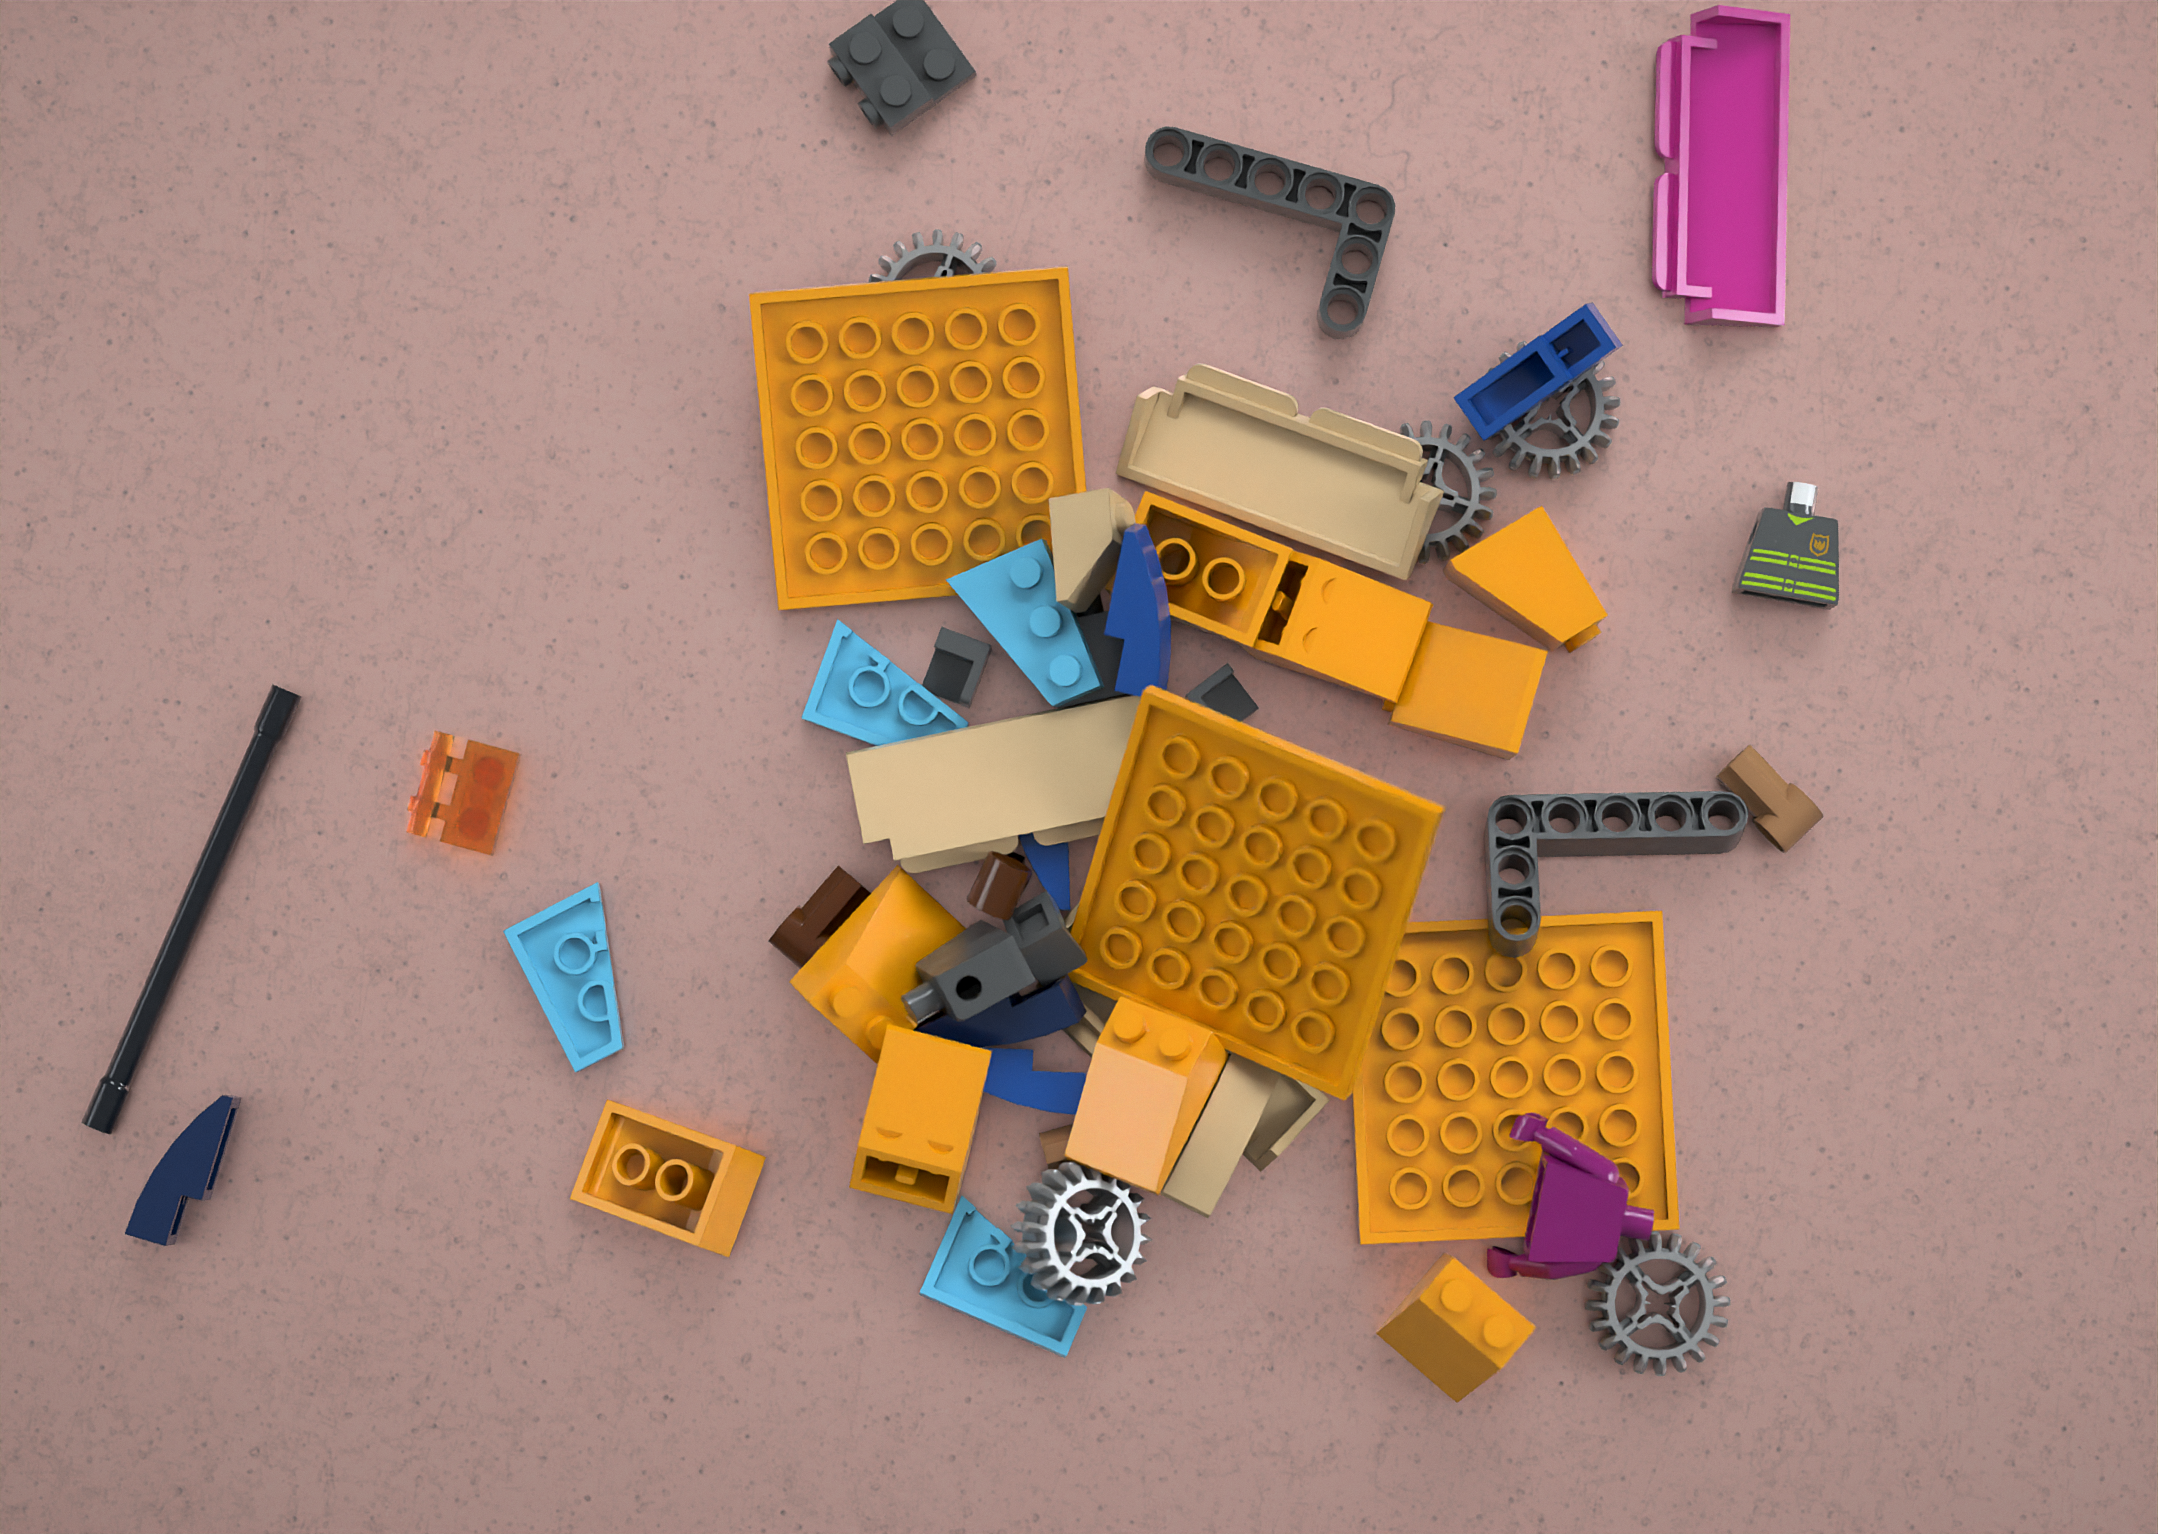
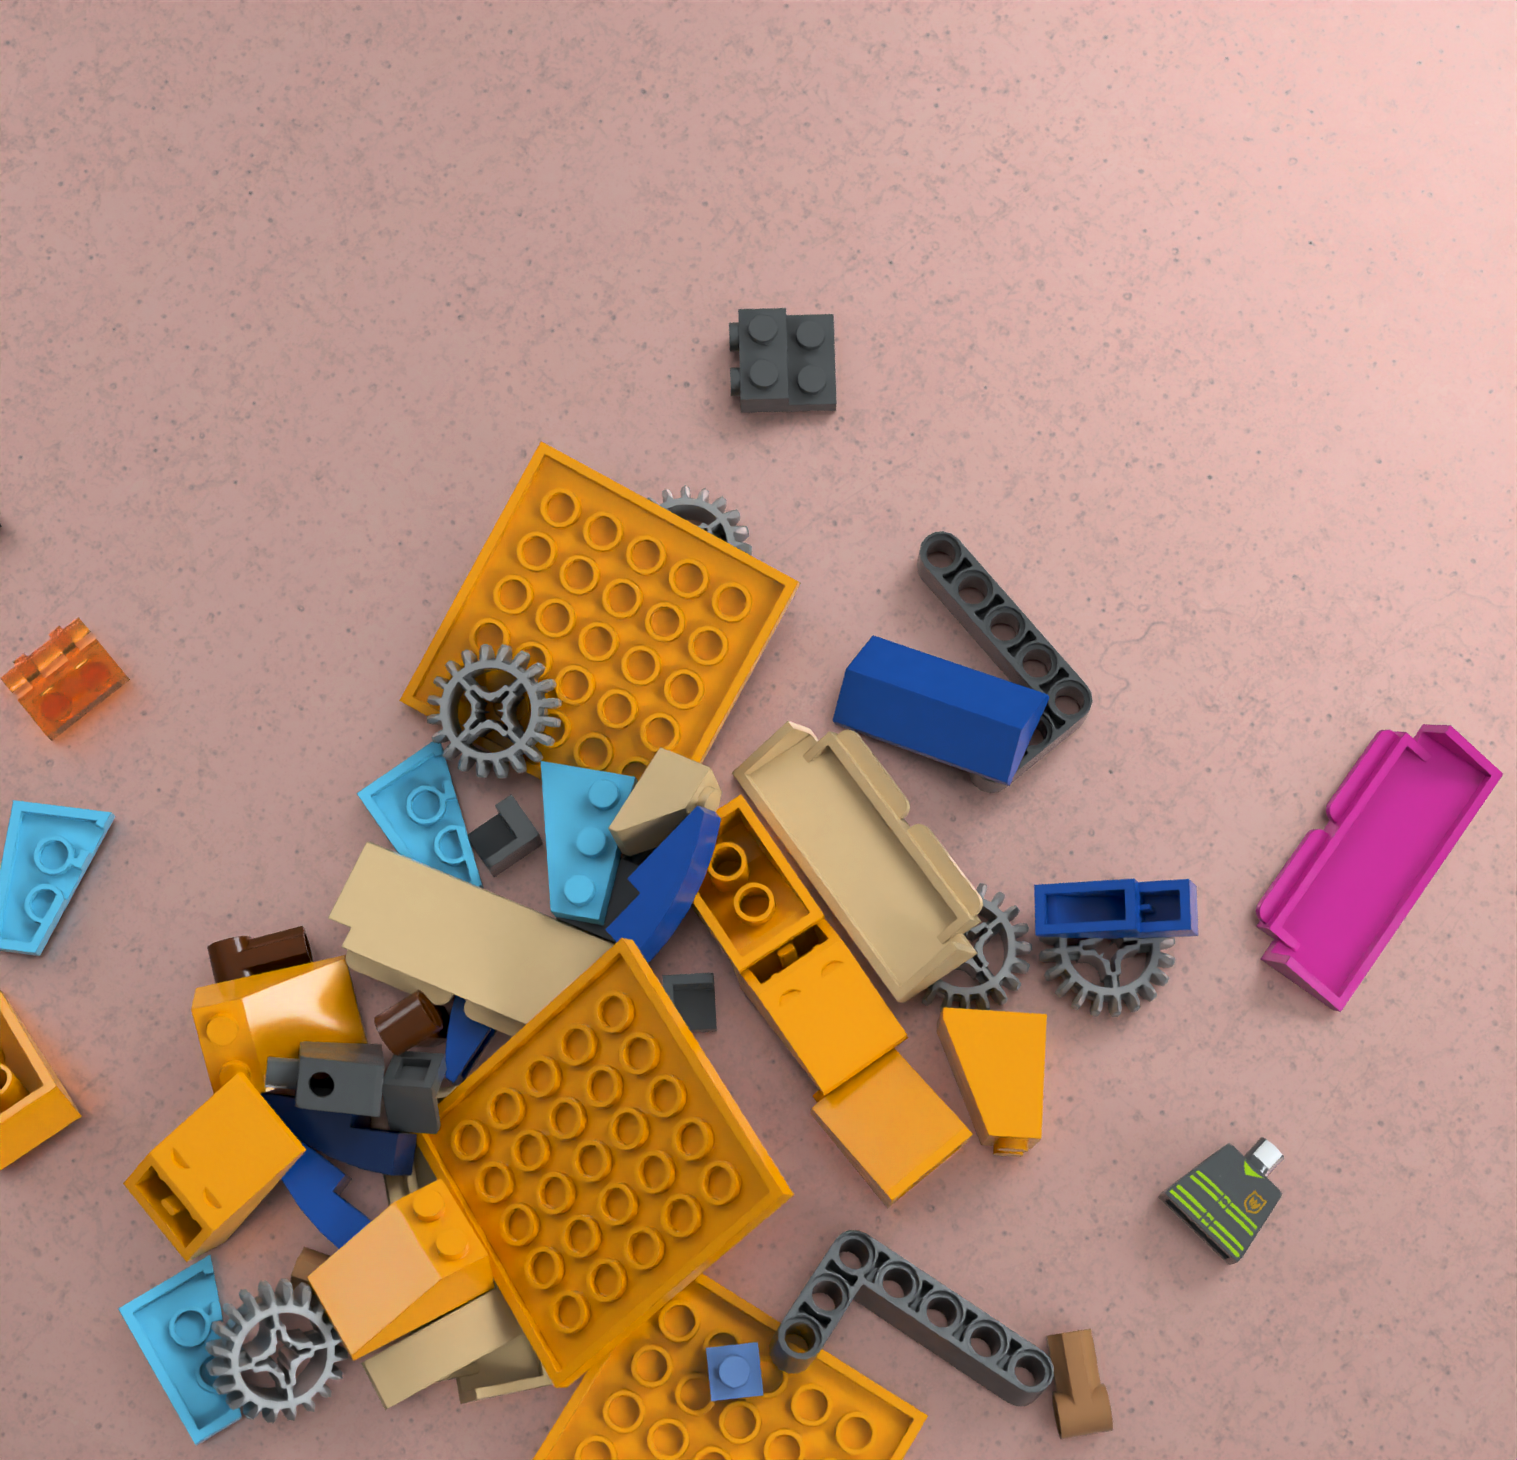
camera: 35 degrees right, 10 degrees down
(851, 560) = (479, 726): none -> light grey gear
(1261, 293) = (939, 709): none -> blue slope
(1477, 985) = (734, 1371): none -> medium blue plate

